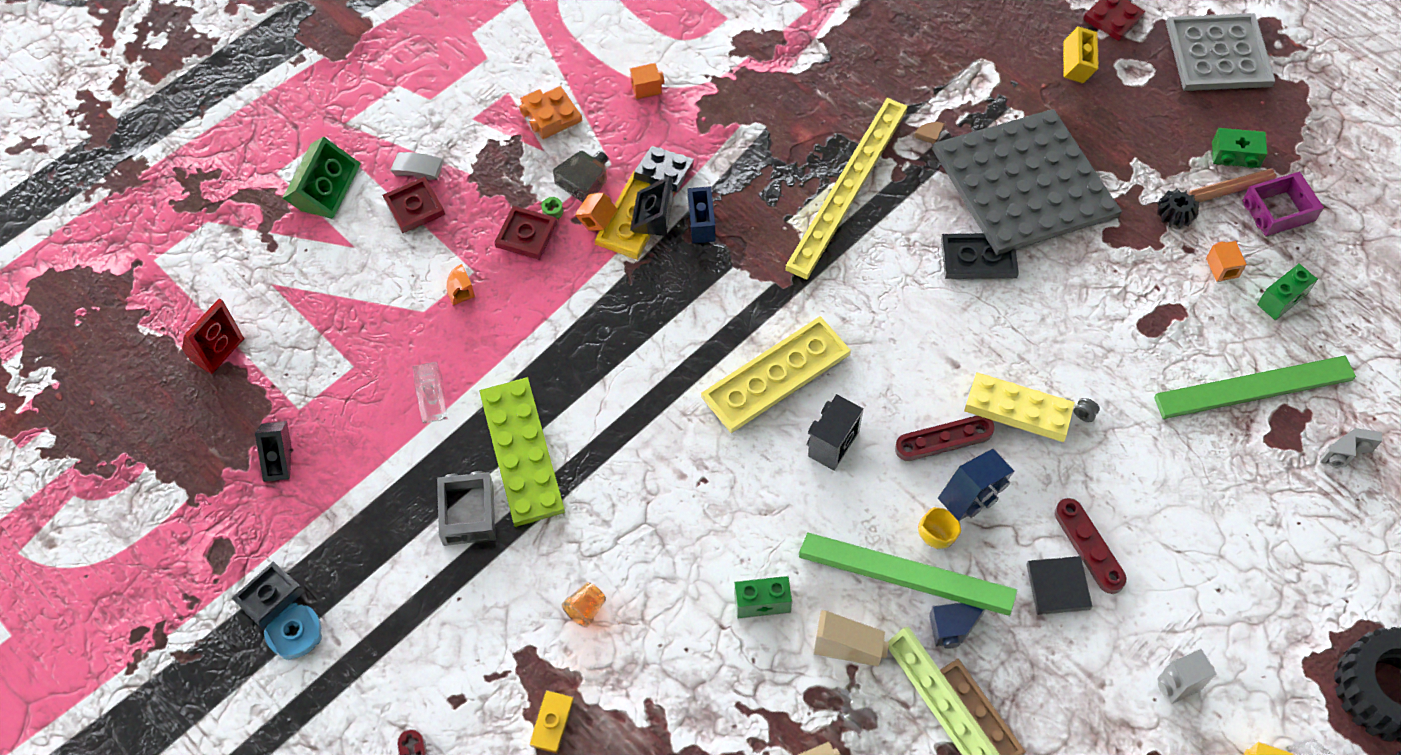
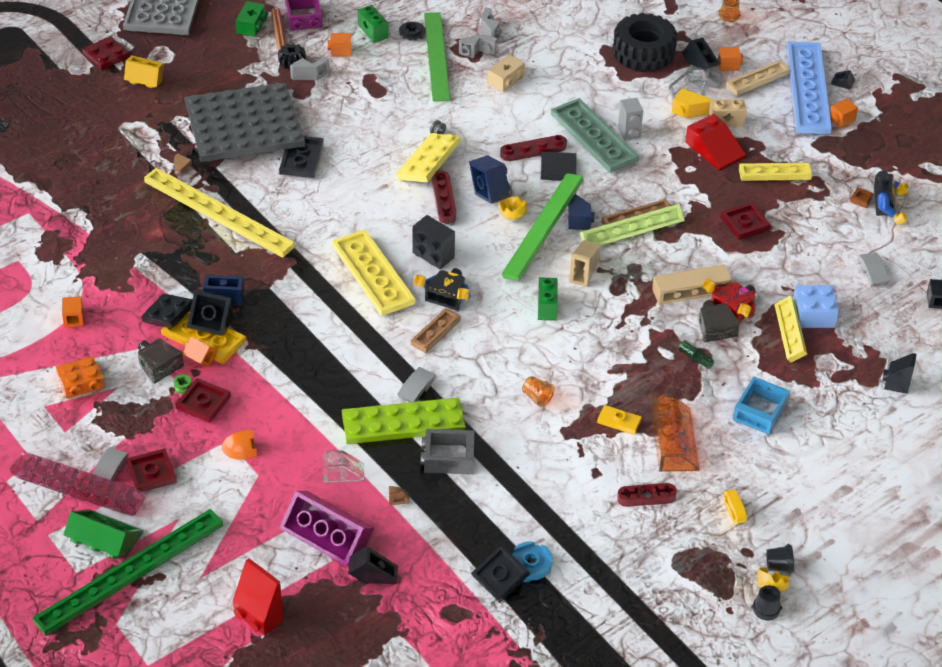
camera: 85 degrees left, 15 degrees down
(272, 217) = (127, 572): none -> green plate
(338, 391) = (325, 527): none -> magenta slope
(387, 143) = (77, 483): none -> clear pink beam
(391, 461) = (398, 496): none -> medium nougat tile
(580, 454) = (416, 384): none -> light grey slope
(687, 465) = (435, 330): none -> medium nougat tile
(758, 463) = (445, 288): none -> torso
(1142, 629) = (594, 135): none -> sand green plate
(1158, 241) = (306, 71): none -> light grey slope
(1244, 484) = (506, 73): none -> tan brick
(1292, 430) = (472, 45): none -> light grey slope
(1309, 347) = (412, 30): none -> black gear

